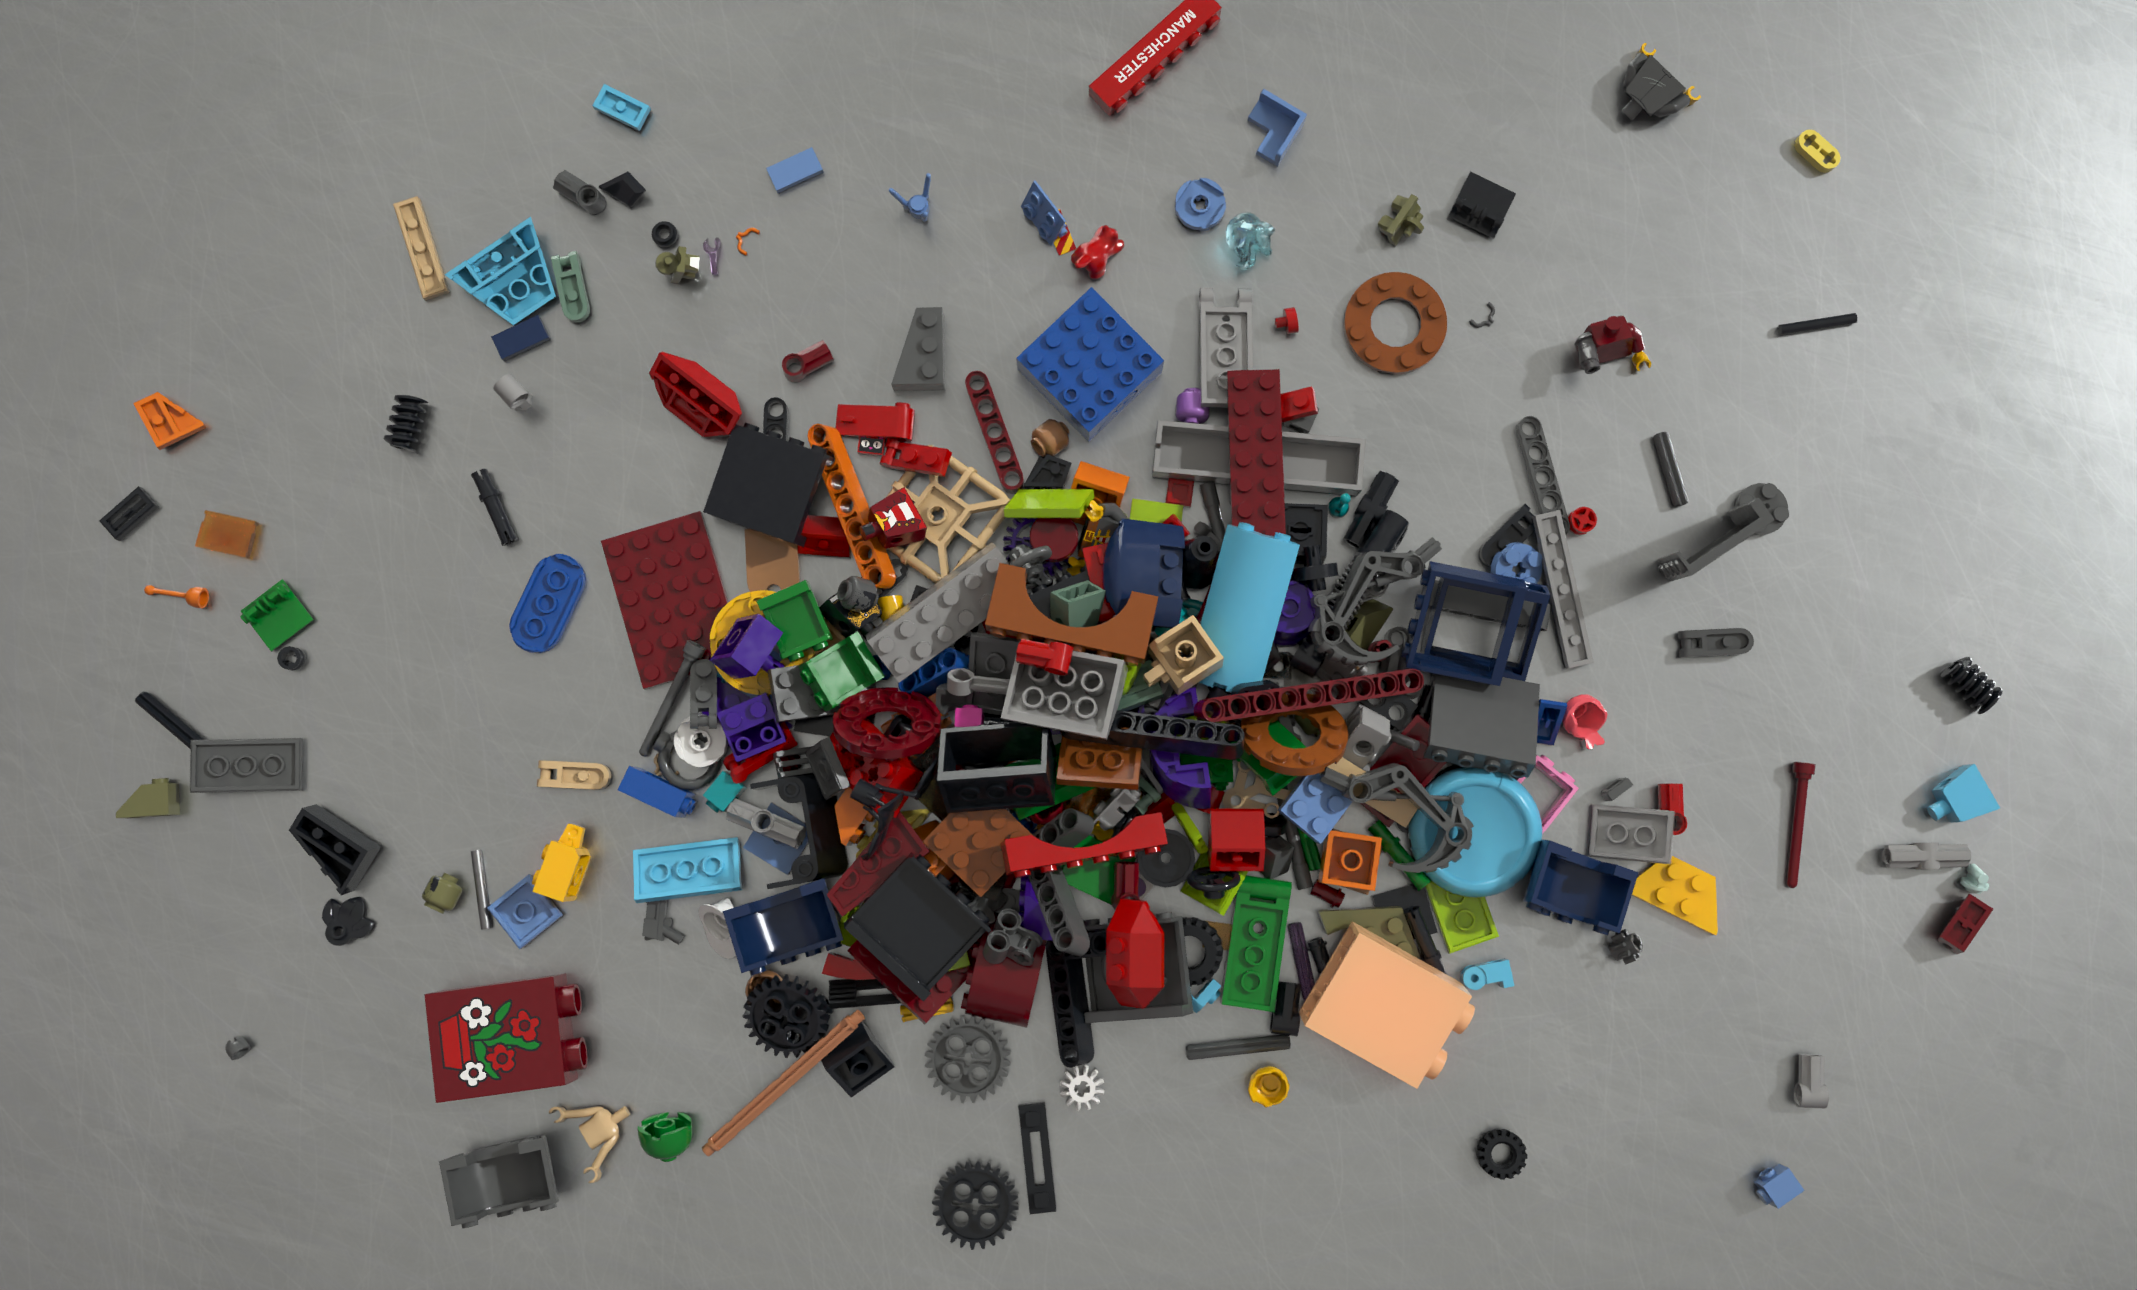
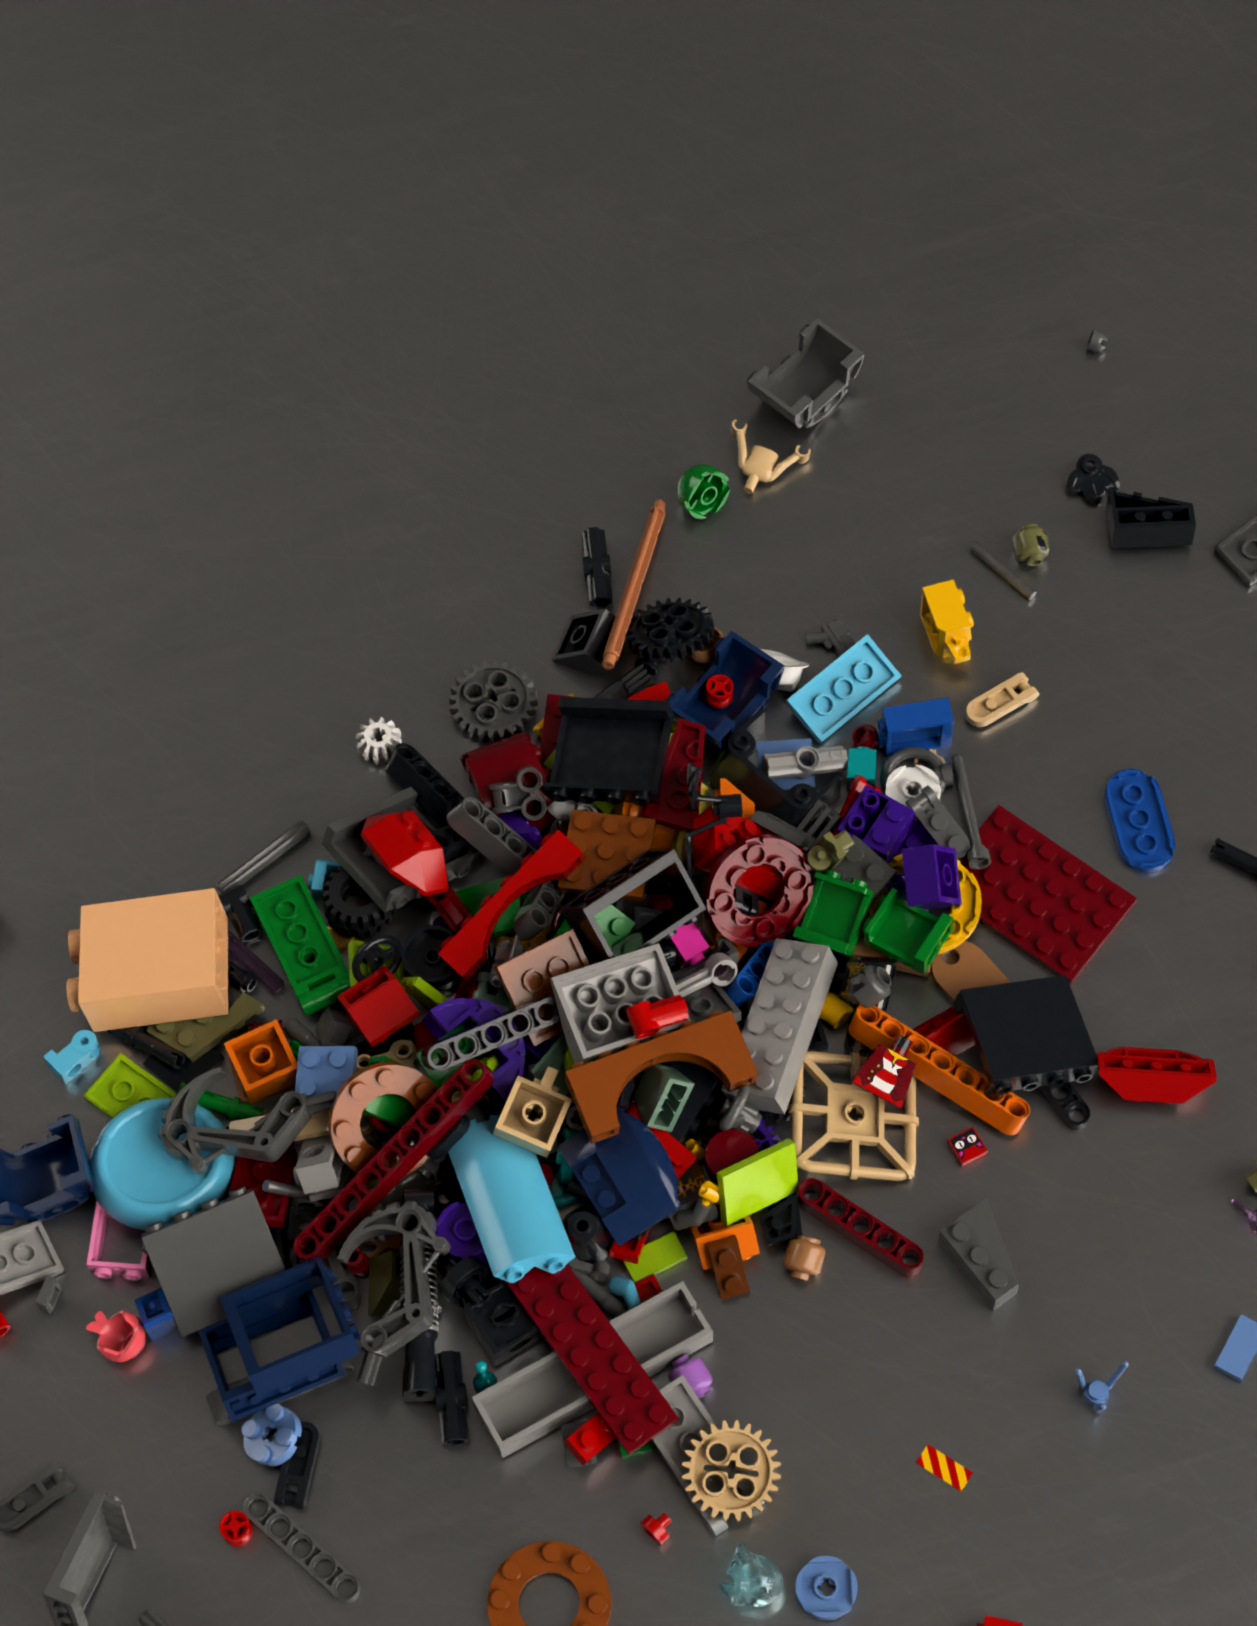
camera: 150 degrees right, 20 degrees down
(504, 1037) = (889, 474): dark red brick -> none
(524, 912) = (960, 566): medium blue plate -> none
(701, 817) = (865, 735): none -> dark red plate
(740, 239) = (1236, 1247): orange piece -> none
(780, 937) = (720, 684): none -> red wheel
(800, 1125) = (597, 567): none -> black piece
(809, 360) = (1082, 1175): dark red piece -> none
(809, 712) = (829, 851): none -> olive hips
(876, 421) = (977, 1161): red door -> none
(916, 458) = (913, 1151): red plate -> none
(974, 1230) = (406, 601): black gear -> none
(1040, 1197) = (404, 693): black container -> none
(1044, 214) = (985, 1465): medium blue hinge -> none
(1090, 364) = (815, 1344): blue piece -> none
(1096, 252) = (892, 1459): red animal -> none
(1111, 465) = (728, 1267): none -> reddish brown plate
(1194, 503) = (625, 1288): none -> medium azure arm
(1229, 299) = (733, 1442): none -> tan gear
(1268, 1086) = (215, 841): yellow hair -> none
(1562, 589) = (215, 1445): light grey plate -> none

